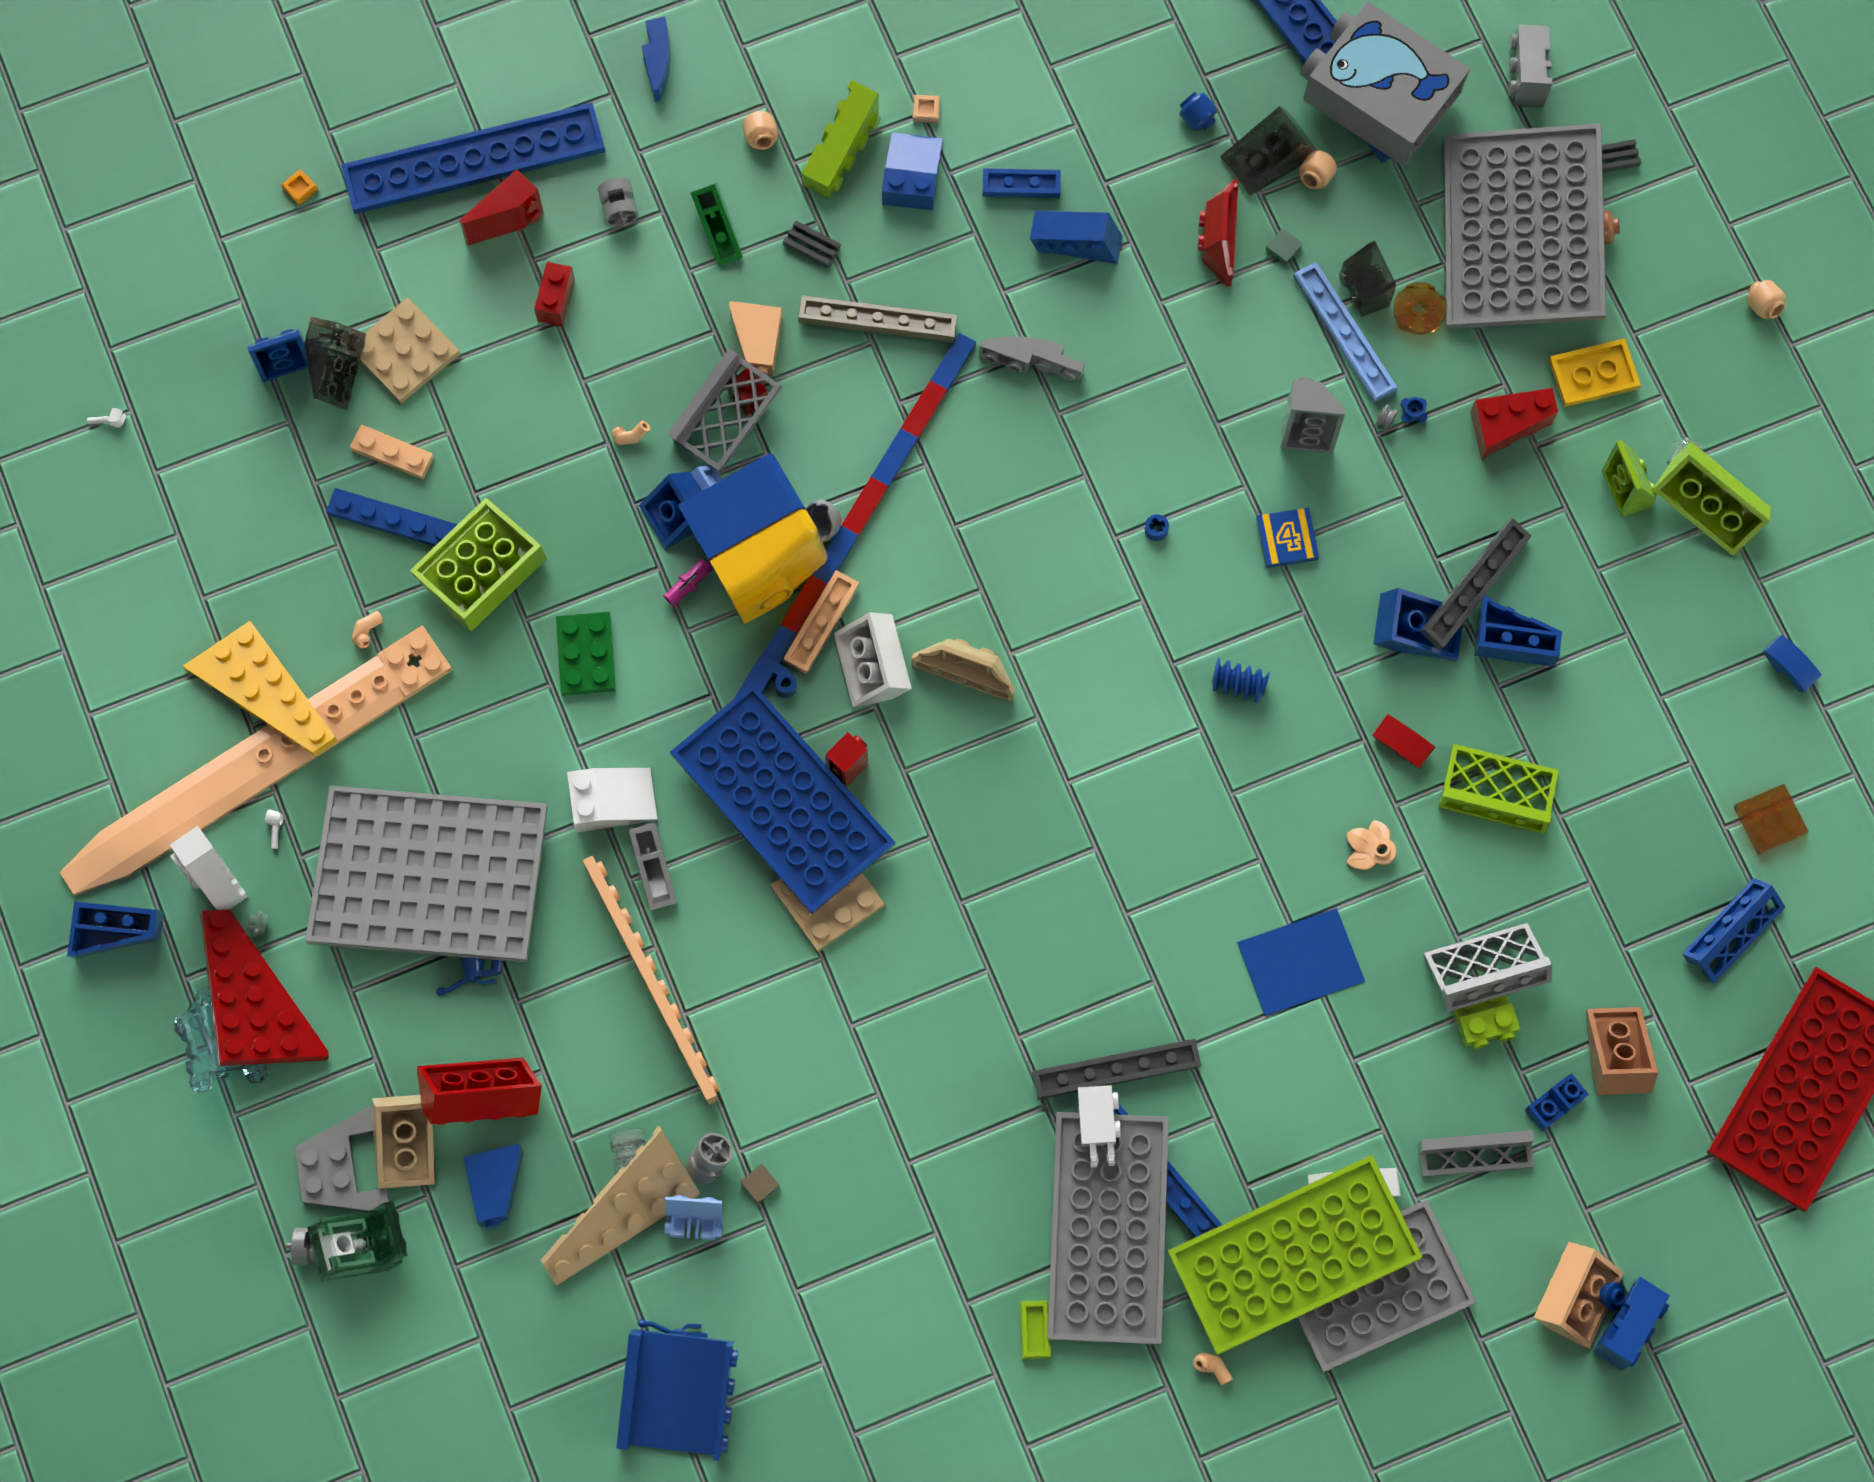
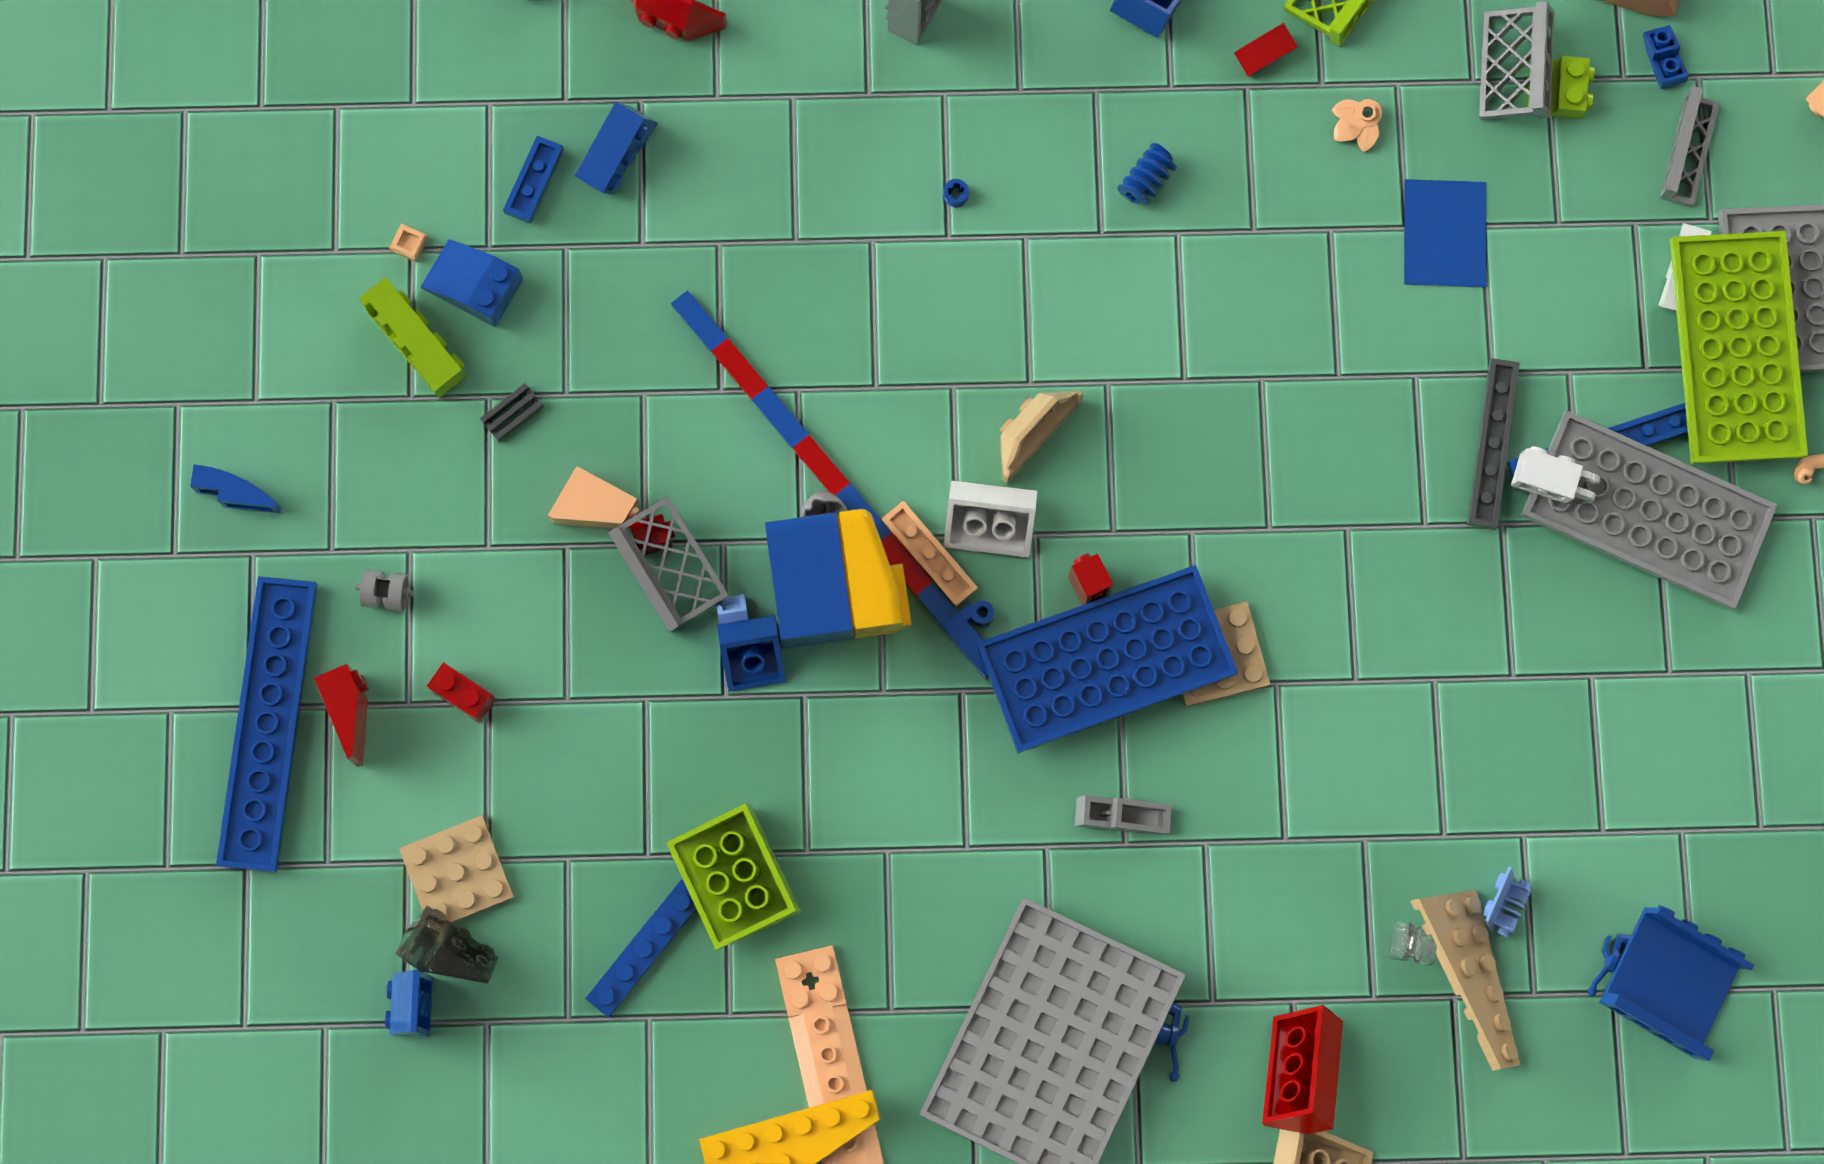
camera: 70 degrees left, 5 degrees up
(299, 187) = (220, 920): light orange tile -> none
(362, 627) = (753, 1022): light nougat arm -> none
(392, 452) = (566, 925): light nougat plate -> none
(493, 1182) = (1396, 1091): blue slope -> none
(585, 653) = (869, 802): green plate -> none
(611, 797) = (1036, 830): white slope -> none
(630, 437) = (652, 669): light nougat arm -> none
(656, 988) = (1254, 856): light nougat plate -> none
(674, 595) = (834, 671): dark pink pin -> none
(709, 1158) = (1450, 865): light grey wheel -> none
(717, 223) = (450, 498): green slope -> none
(760, 130) = (364, 416): light nougat head -> none
(760, 1183) = (1486, 827): dark tan tile -> none
(877, 318) = (623, 377): plate -> none
(1022, 352) = (721, 247): light grey slope -> none
(1035, 1330) = (1718, 618): lime tile -> none
(1287, 537) = (1015, 74): blue tile -> none

